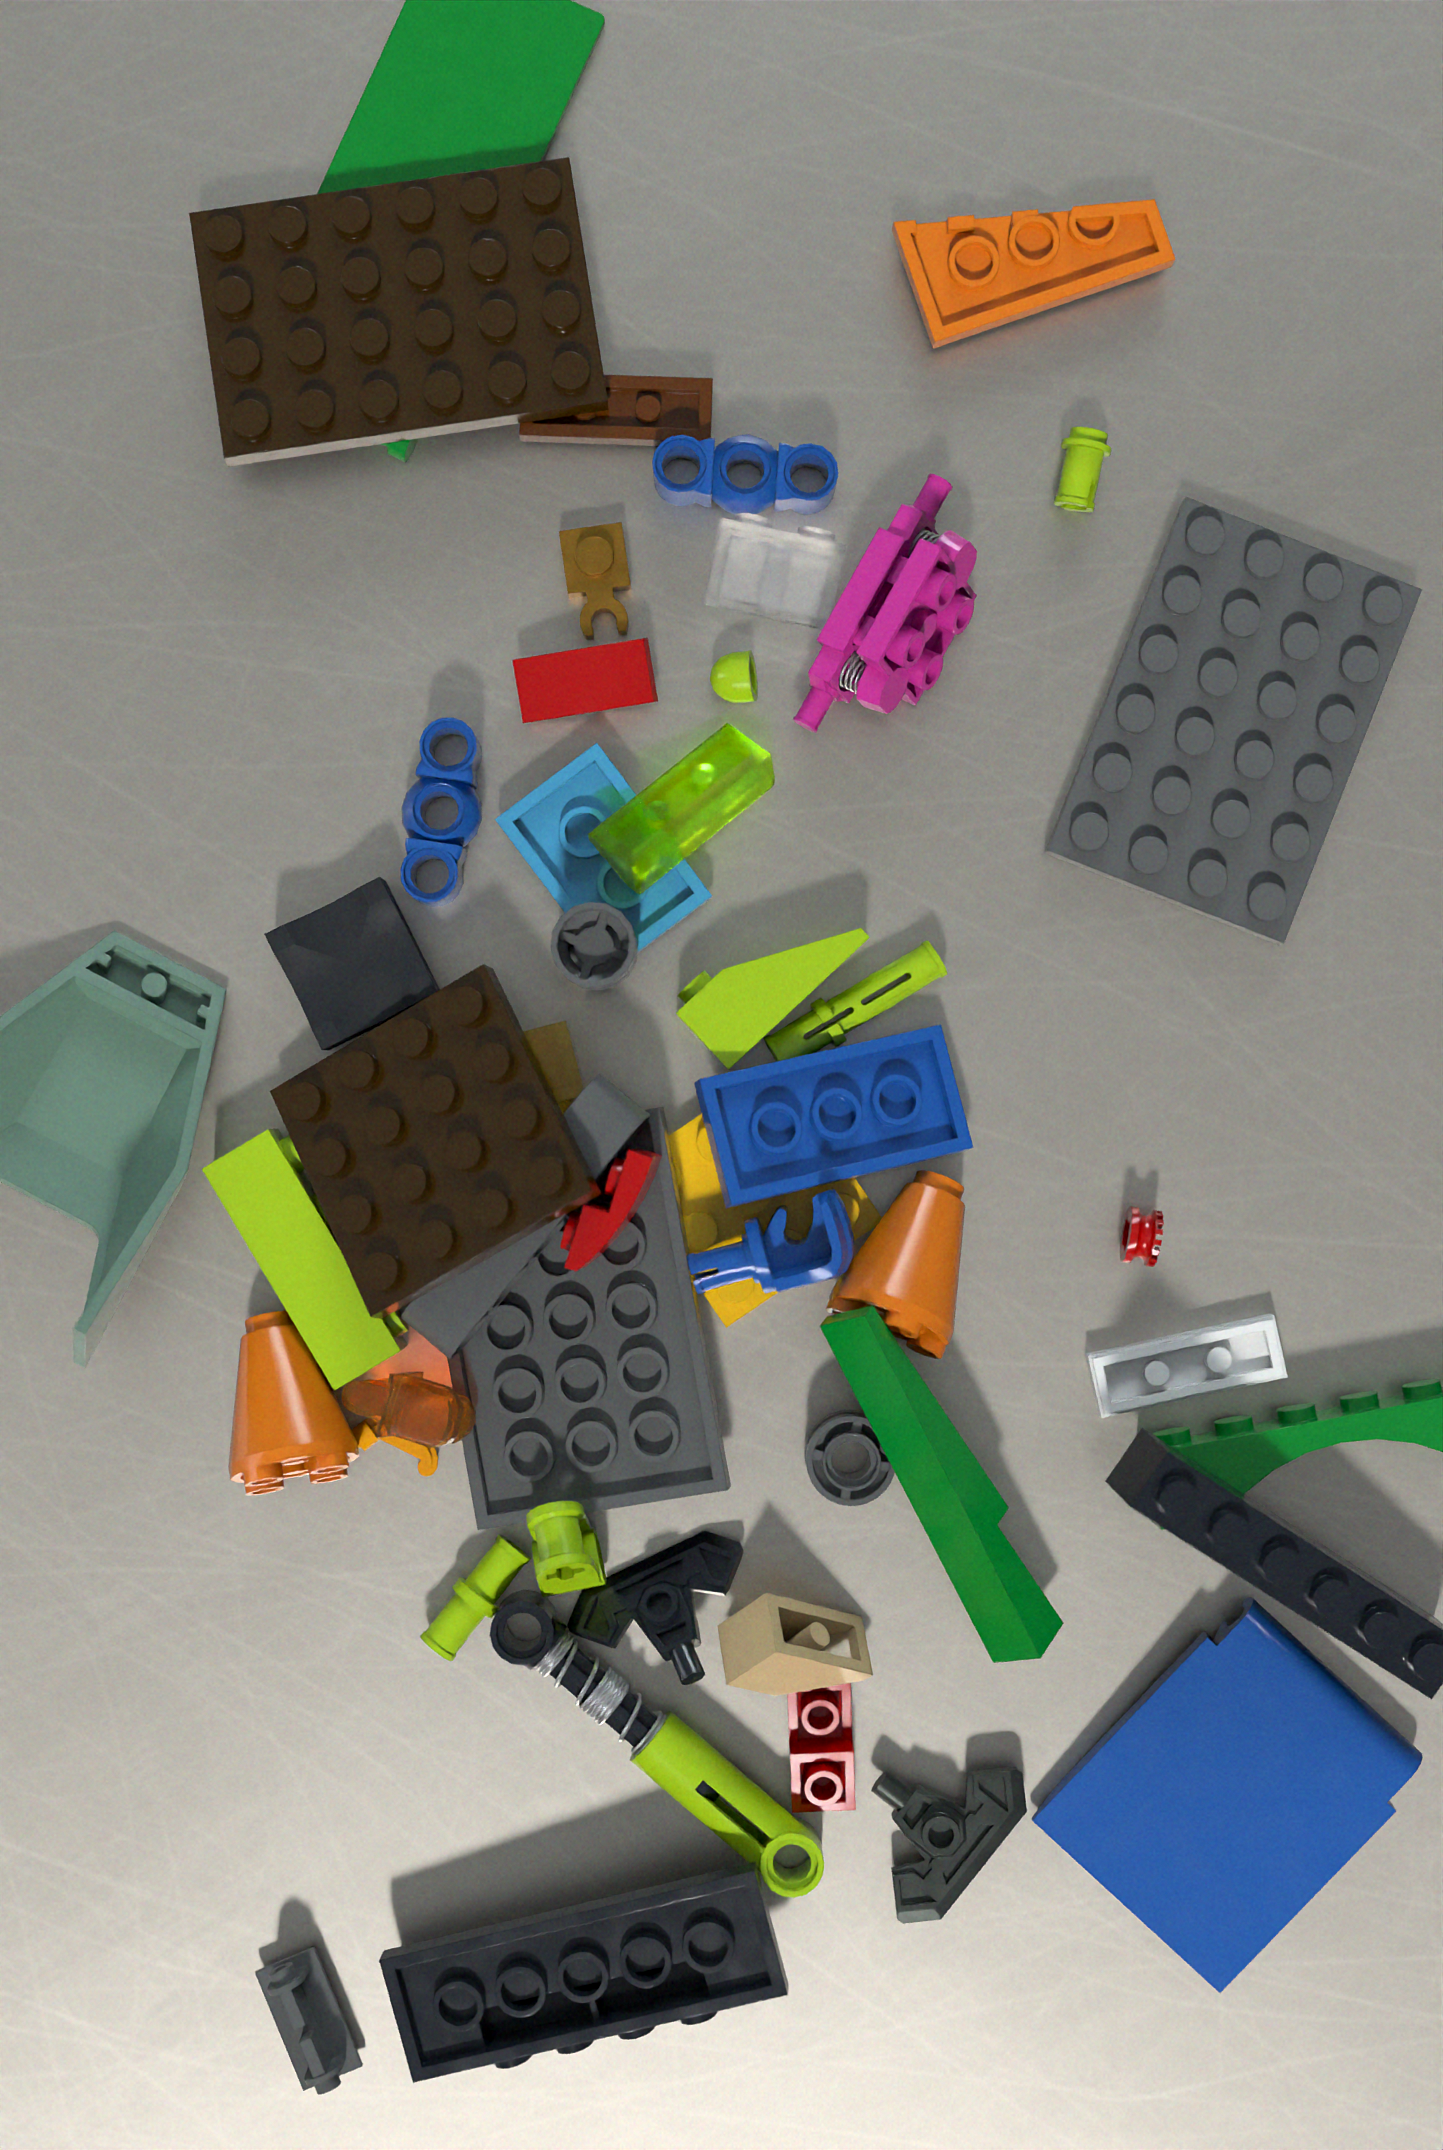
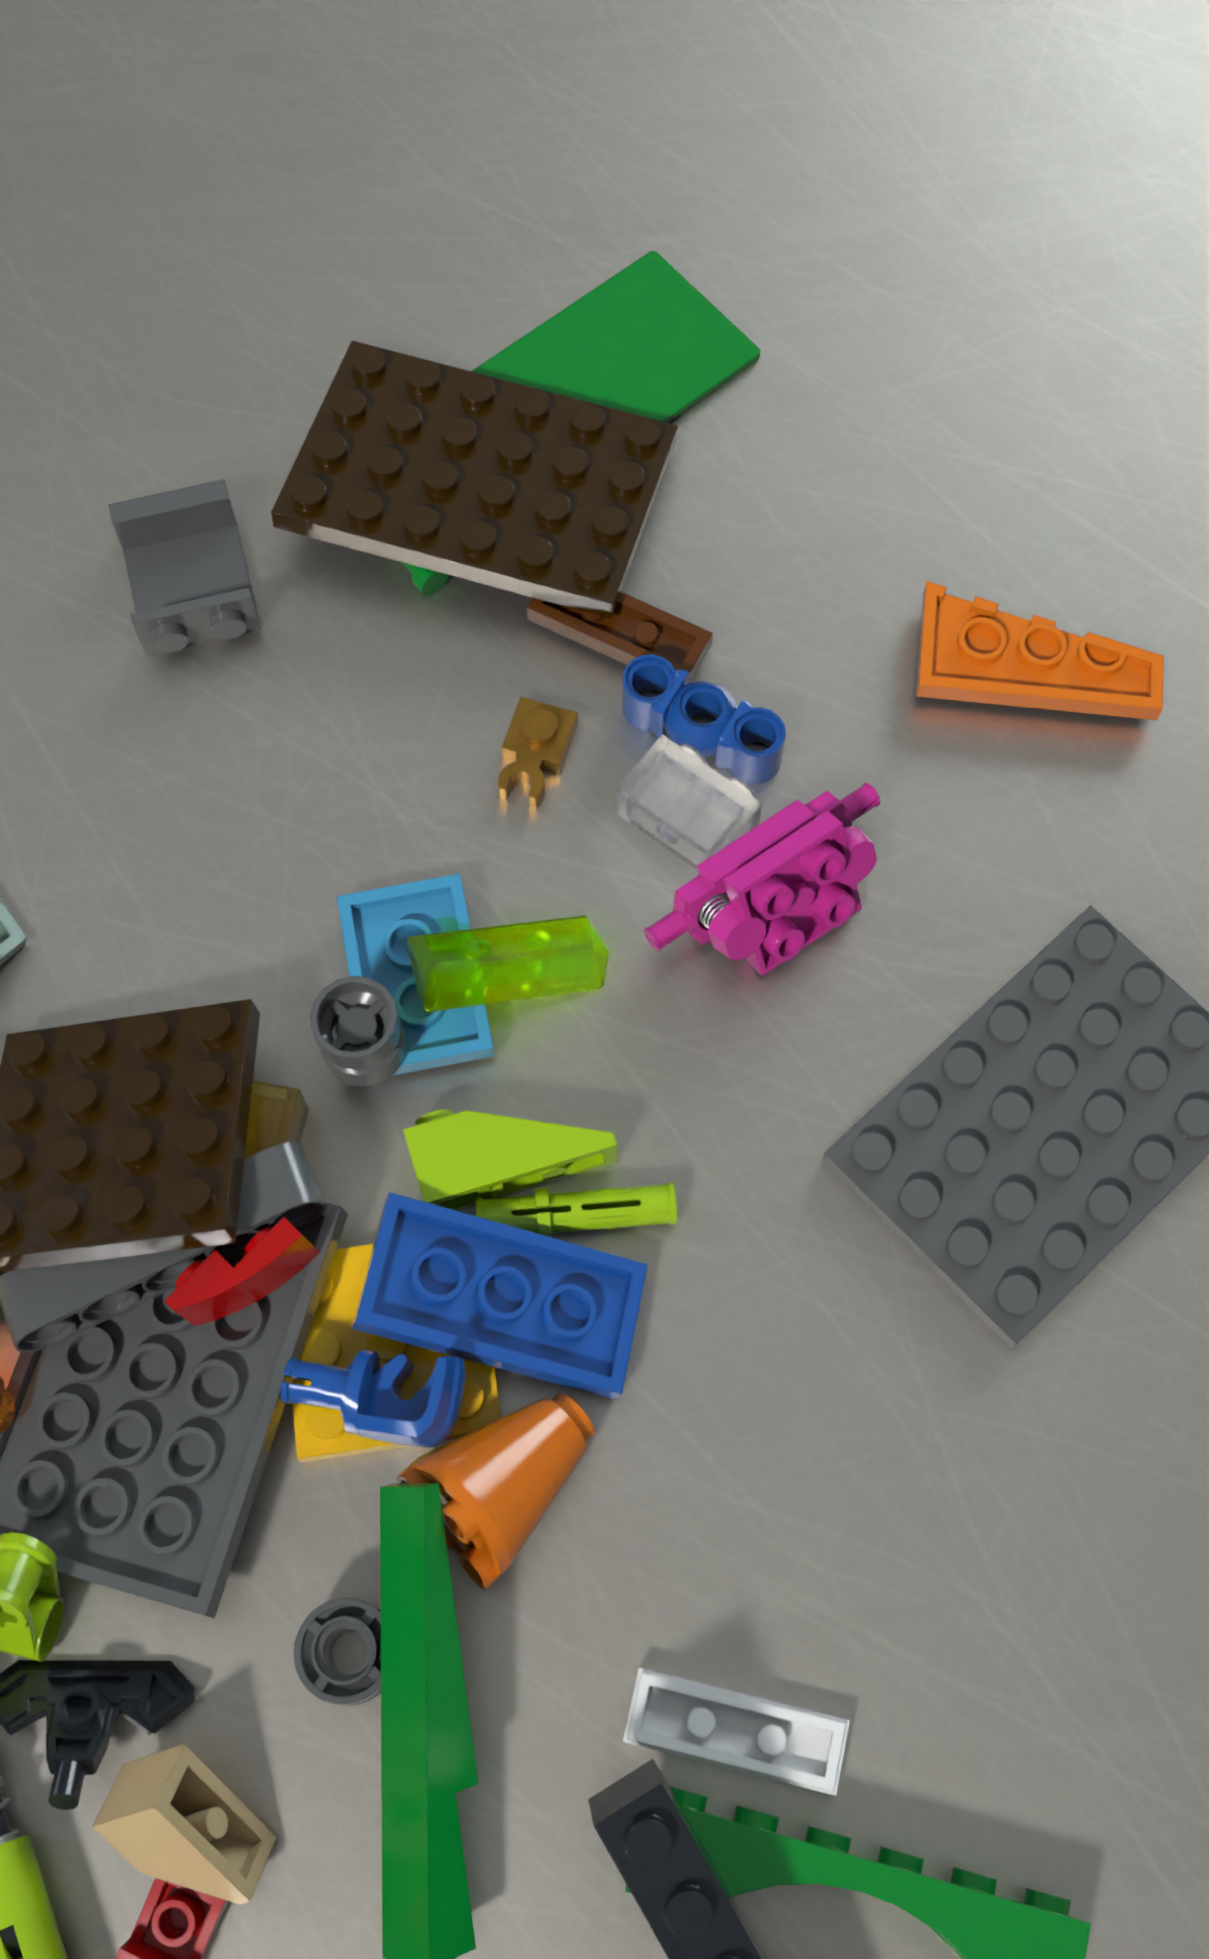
camera: 25 degrees right, 20 degrees down
(161, 547) = (185, 567): none -> dark grey panel
(353, 963) = (142, 955): black brick -> none
(434, 782) = (282, 897): blue piece -> none
(585, 680) = (478, 820): red slope -> none
(735, 677) = (612, 878): lime hinge -> none
(1081, 468) = (1012, 832): lime pin -> none
(1139, 1236) = (747, 1566): red bush -> none

